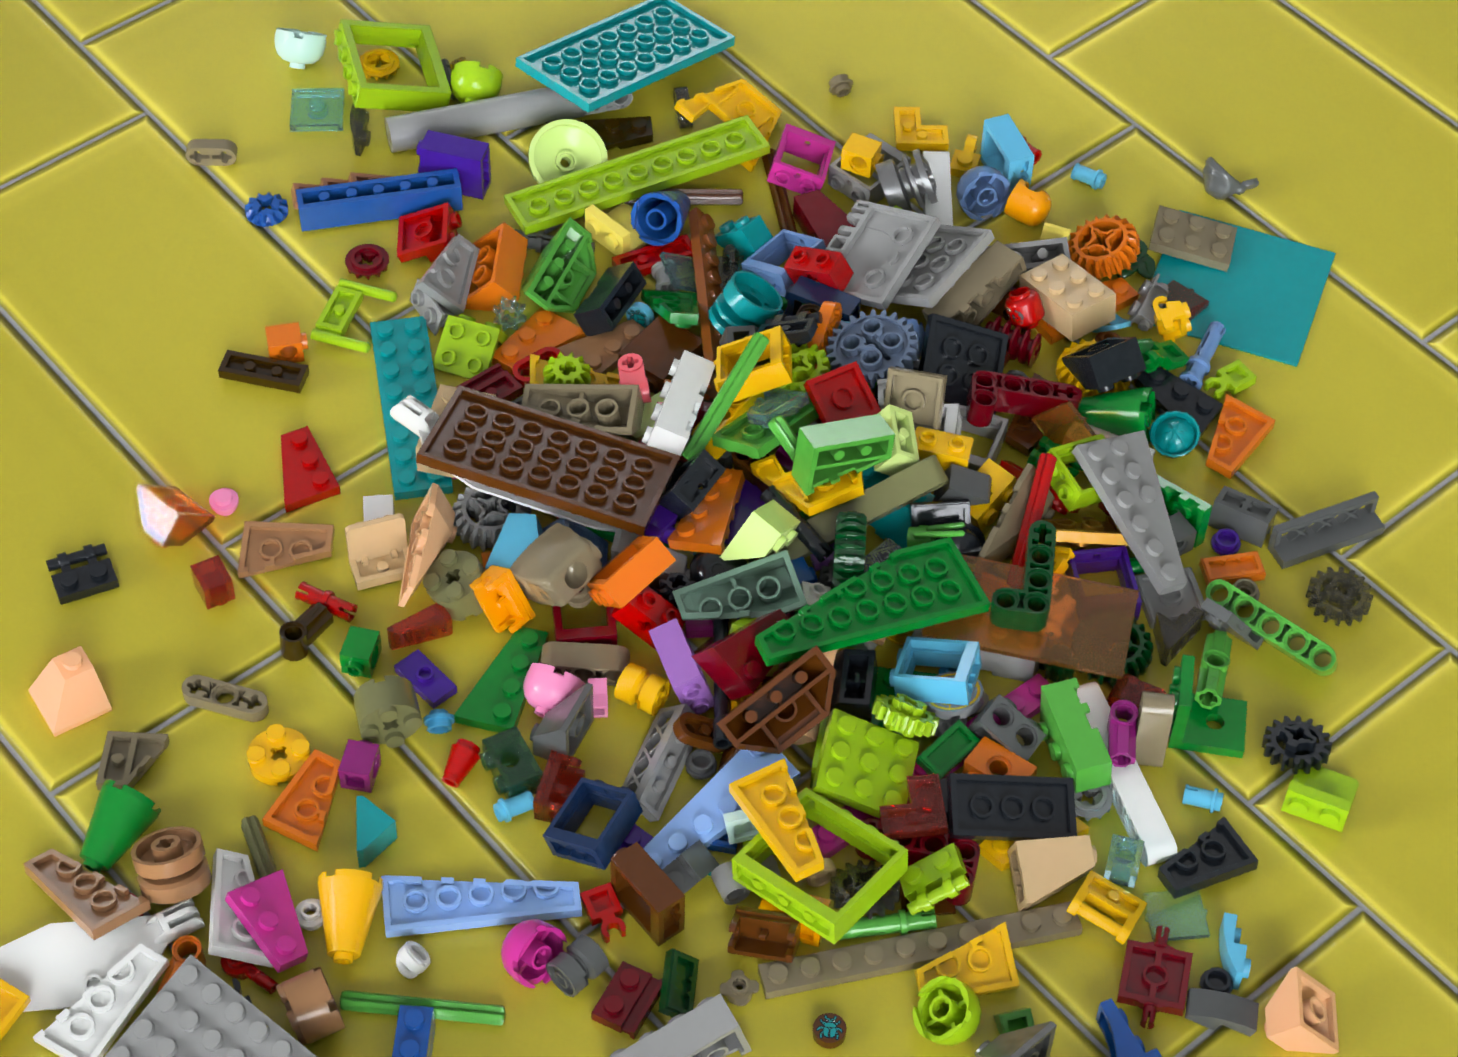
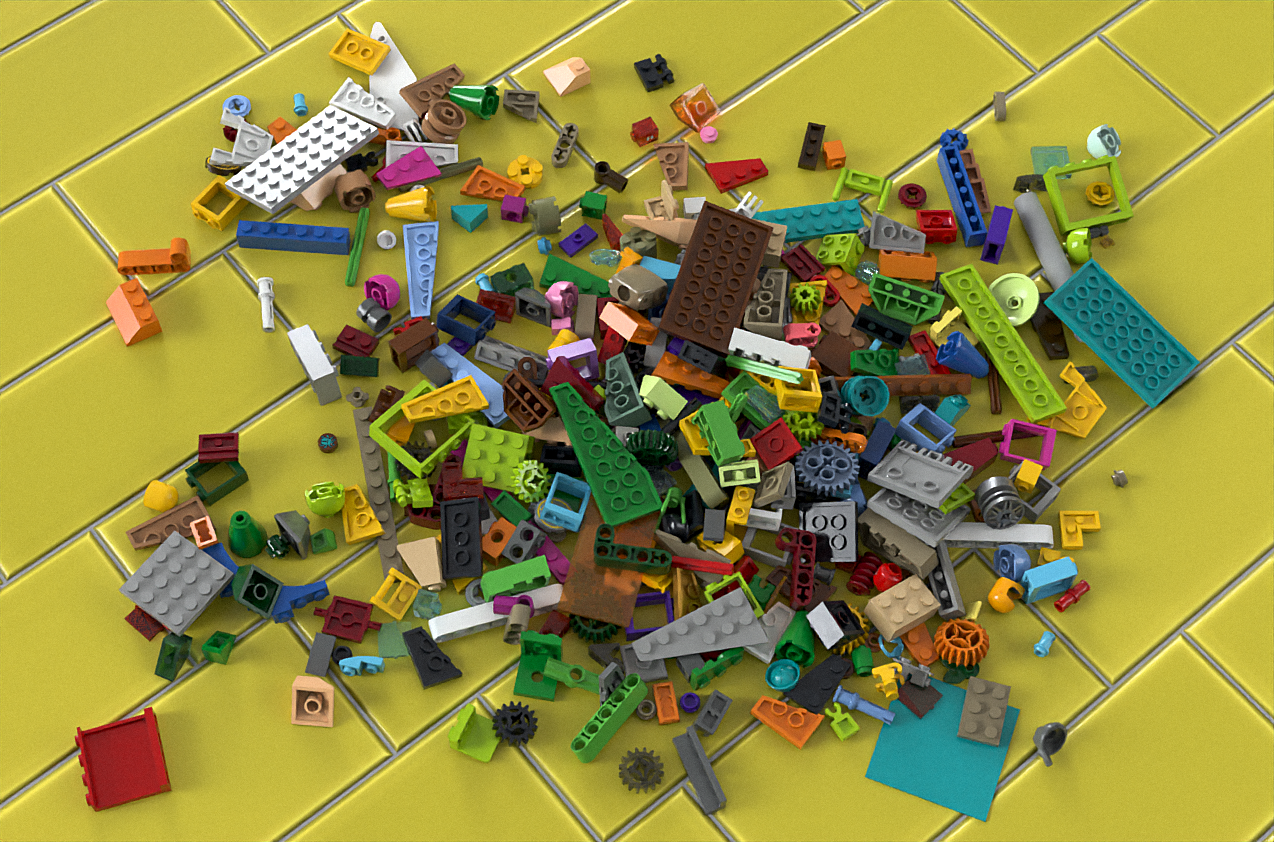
camera: 90 degrees right, 10 degrees up
(327, 598) = (632, 188): red pin -> none
(460, 762) = (515, 257): red cone -> none
(470, 633) = (605, 257): none -> clear light blue plate
(819, 265) = (902, 439): red brick -> none
(1166, 355) = (852, 672): green plate -> none
(1203, 798) = (477, 663): medium azure pin -> none

